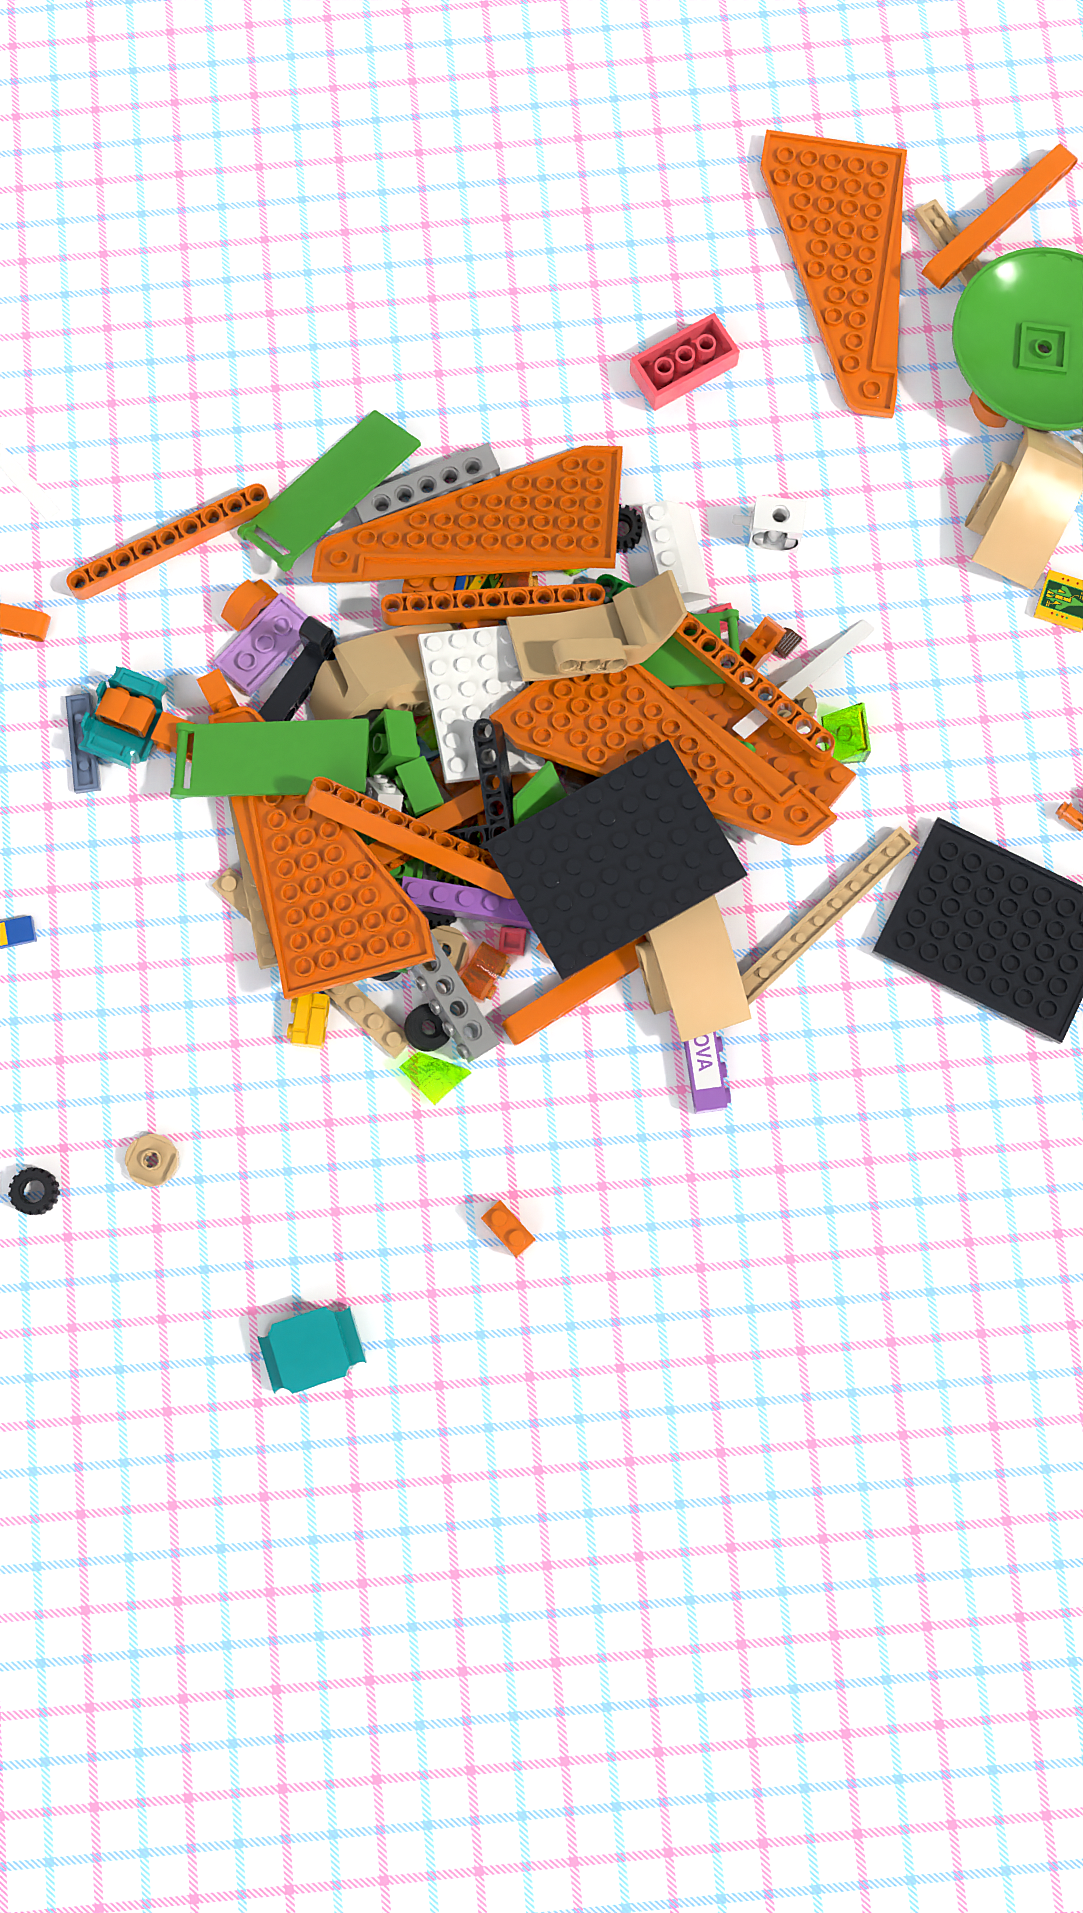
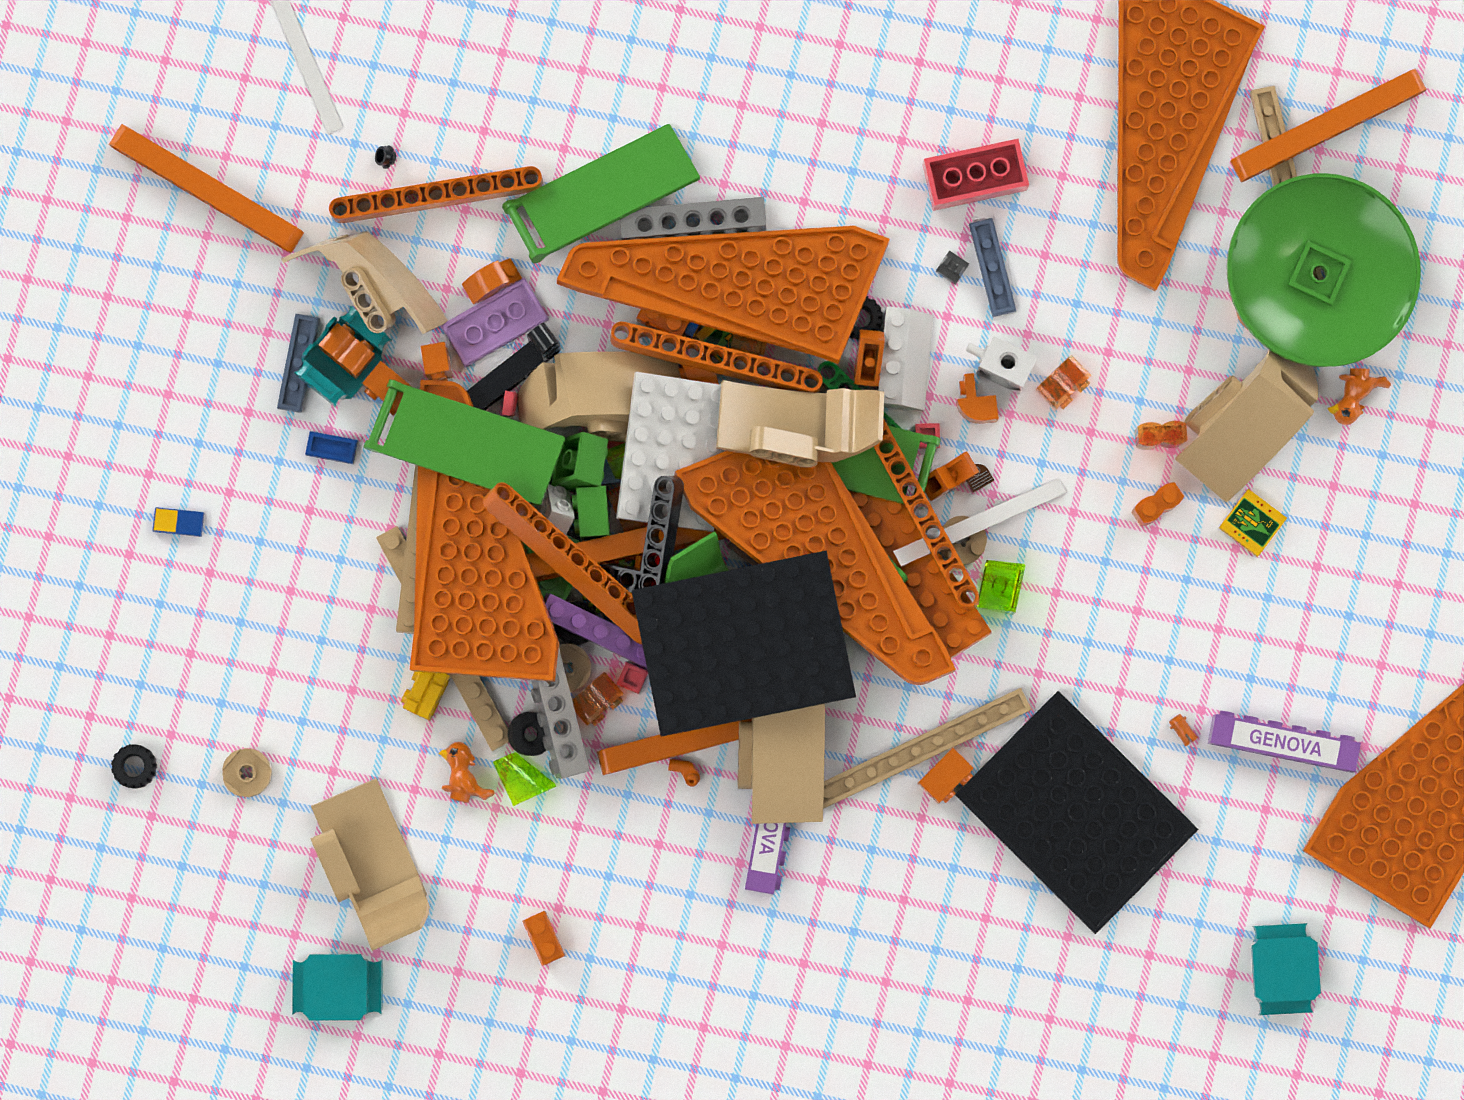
camera: 15 degrees right, 5 degrees up
(109, 522) = (385, 156): none -> black plate
(130, 624) = (380, 277): none -> tan beam
(140, 813) = (331, 447): none -> blue tile
(303, 710) = (509, 403): none -> coral tile
(306, 1210) = (370, 863): none -> tan beam
(374, 1098) = (462, 782): none -> orange animal
(597, 1013) = (687, 770): none -> orange arm
(641, 556) = (869, 357): none -> orange brick
(691, 456) = (952, 267): none -> dark grey tile
(729, 445) = (992, 267): none -> sand blue tile
(760, 576) = (974, 408): none -> orange brick
(836, 527) = (1064, 383): none -> clear orange brick
(857, 935) = (946, 776): none -> orange brick
(948, 543) = (1152, 435): none -> clear orange brick
(968, 610) = (1153, 506): none -> orange brick

